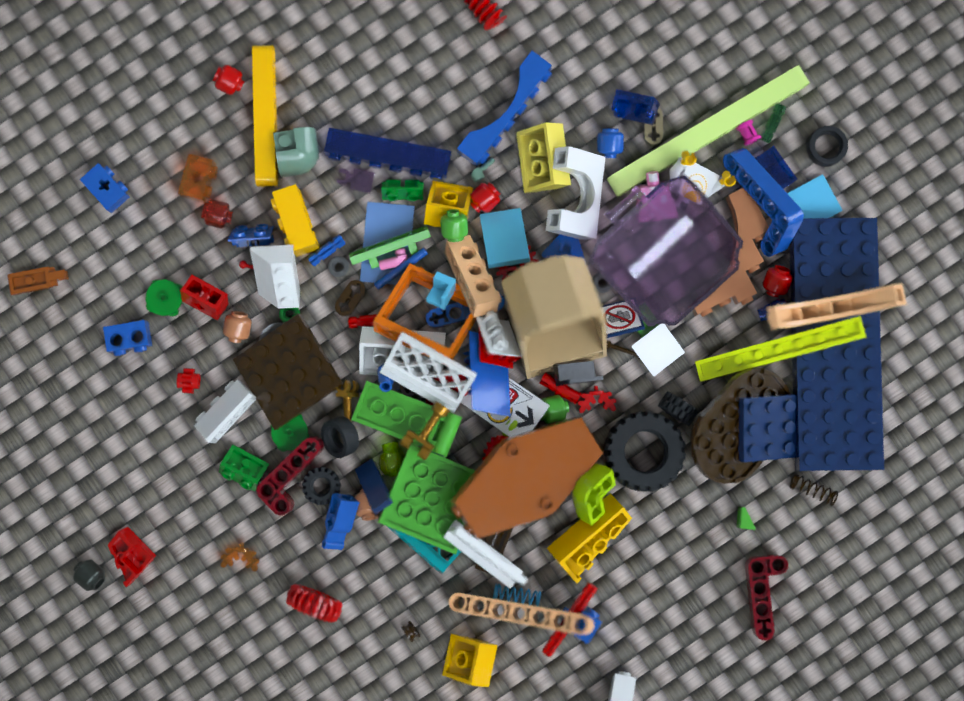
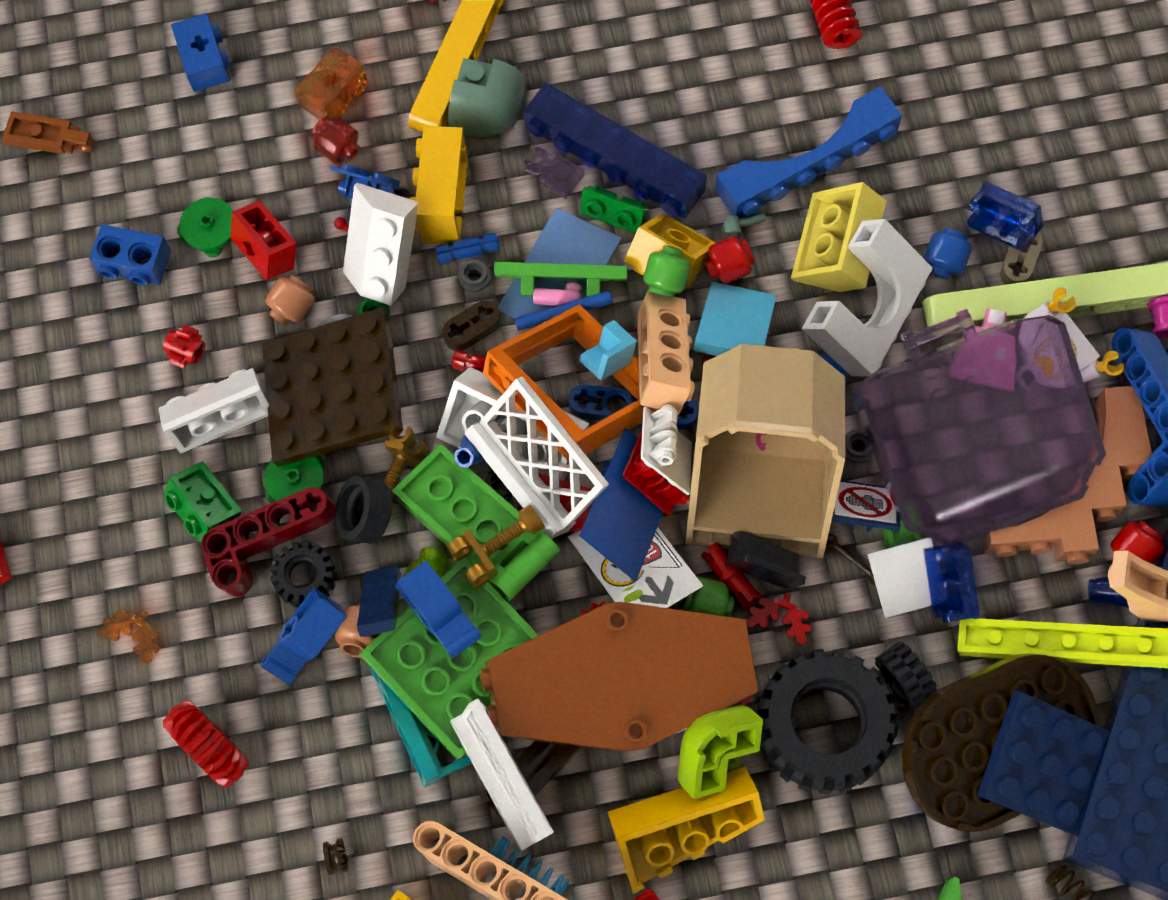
camera: 25 degrees right, 15 degrees down
(410, 481) = (437, 609): none -> blue piece
(683, 344) = (951, 582): none -> clear blue hinge

